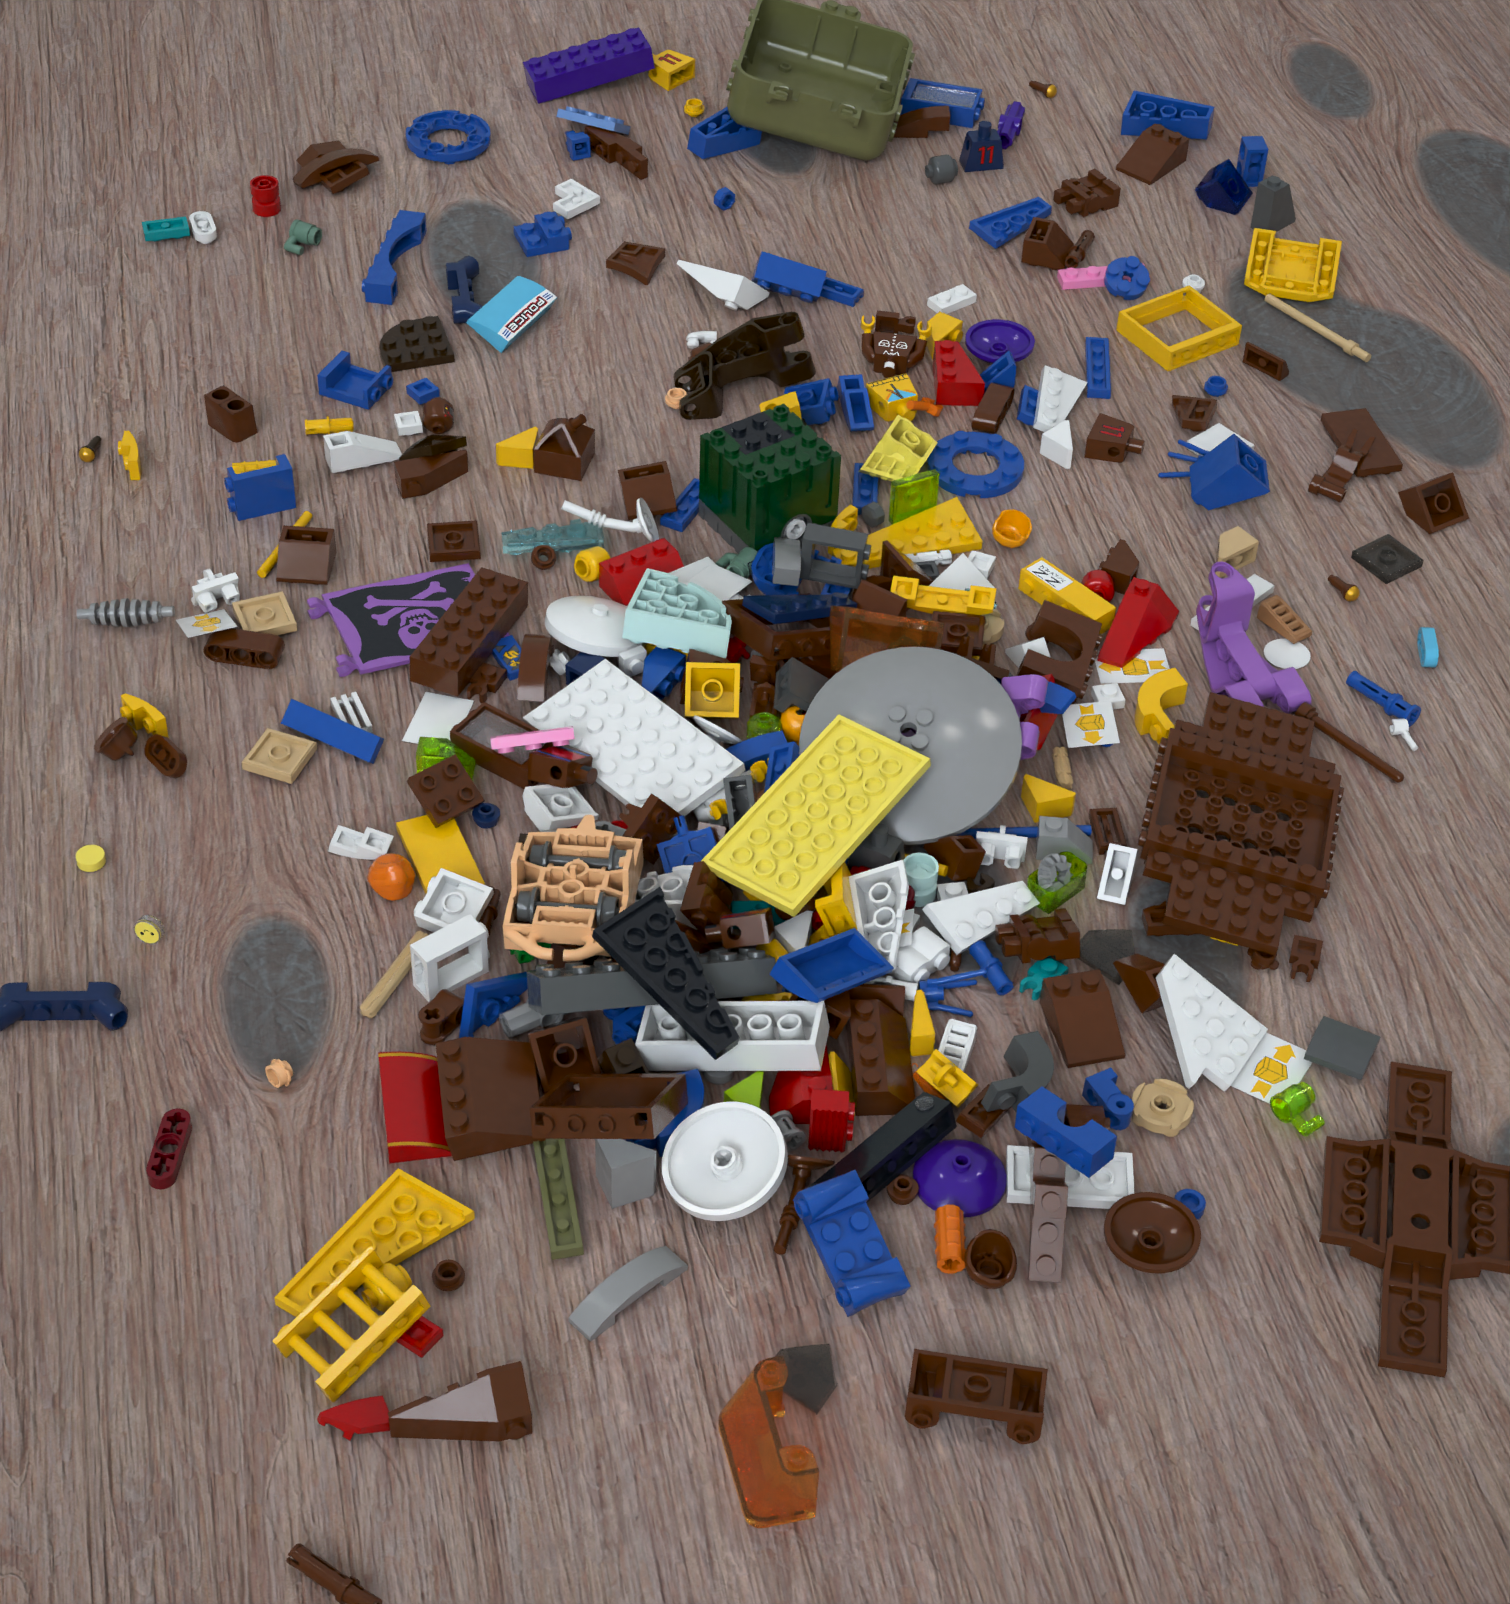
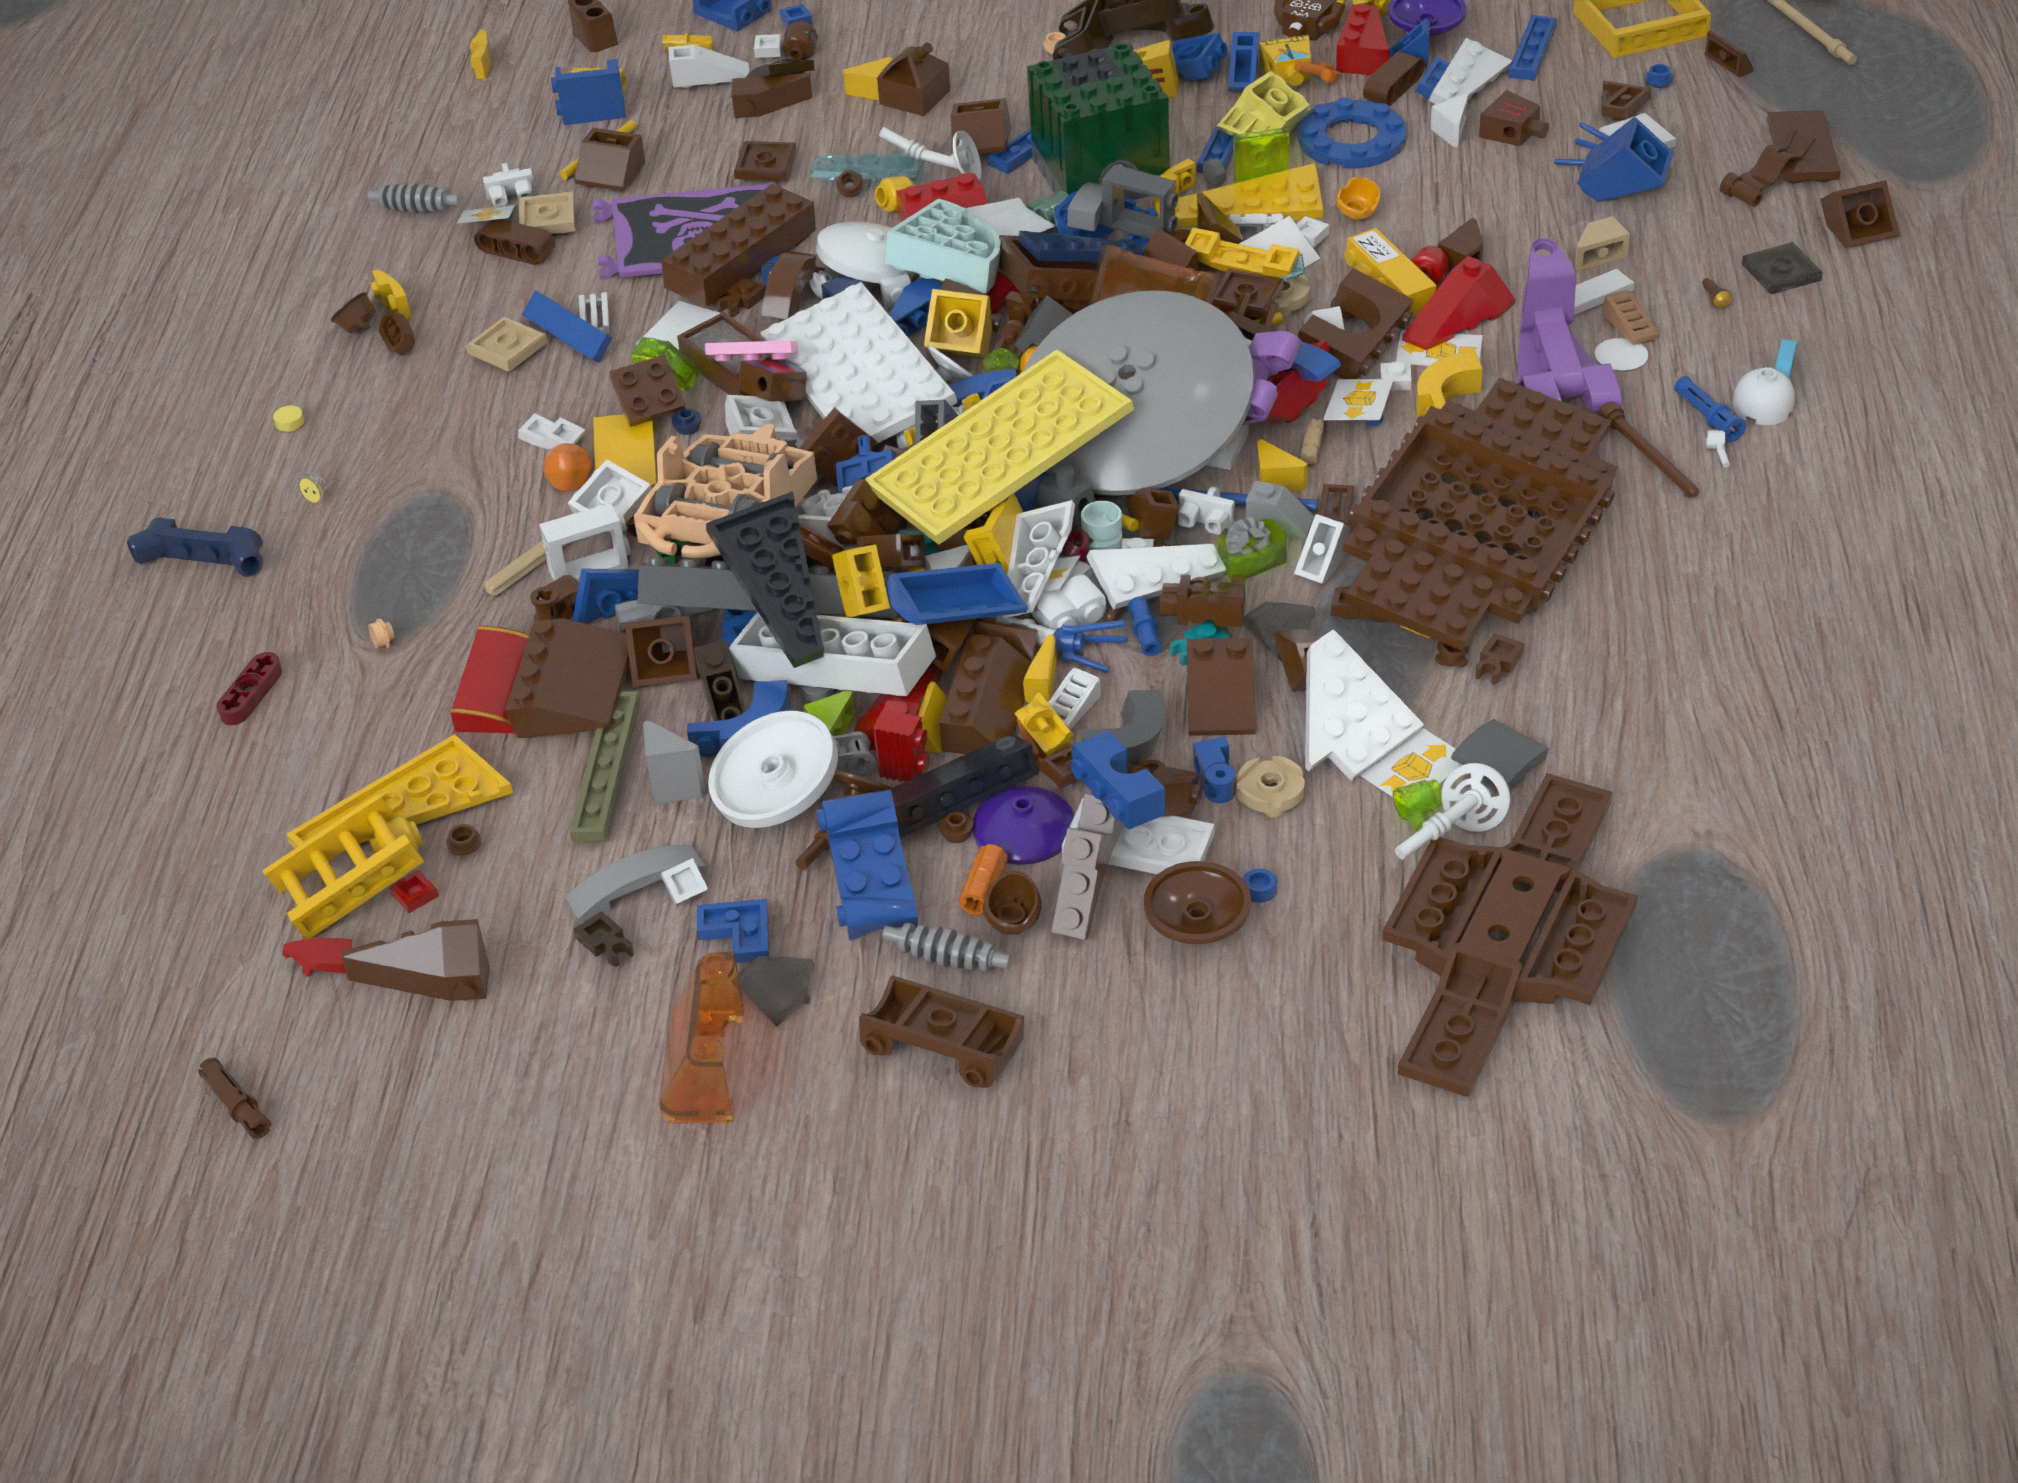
camera: 20 degrees right, 0 degrees up
(88, 452) = (443, 49): piece -> none
(609, 1106) = (641, 699): reddish brown window -> none
(623, 1351) = (603, 935): none -> dark brown plate
(678, 1285) = (684, 881): none -> white plate
(748, 1315) = (743, 921): none -> blue plate
(749, 966) = (860, 581): none -> yellow brick
(970, 1313) = (946, 947): none -> light grey piece
(1342, 1101) = (1466, 804): none -> white dish
(1423, 682) = (1764, 396): none -> white cylinder

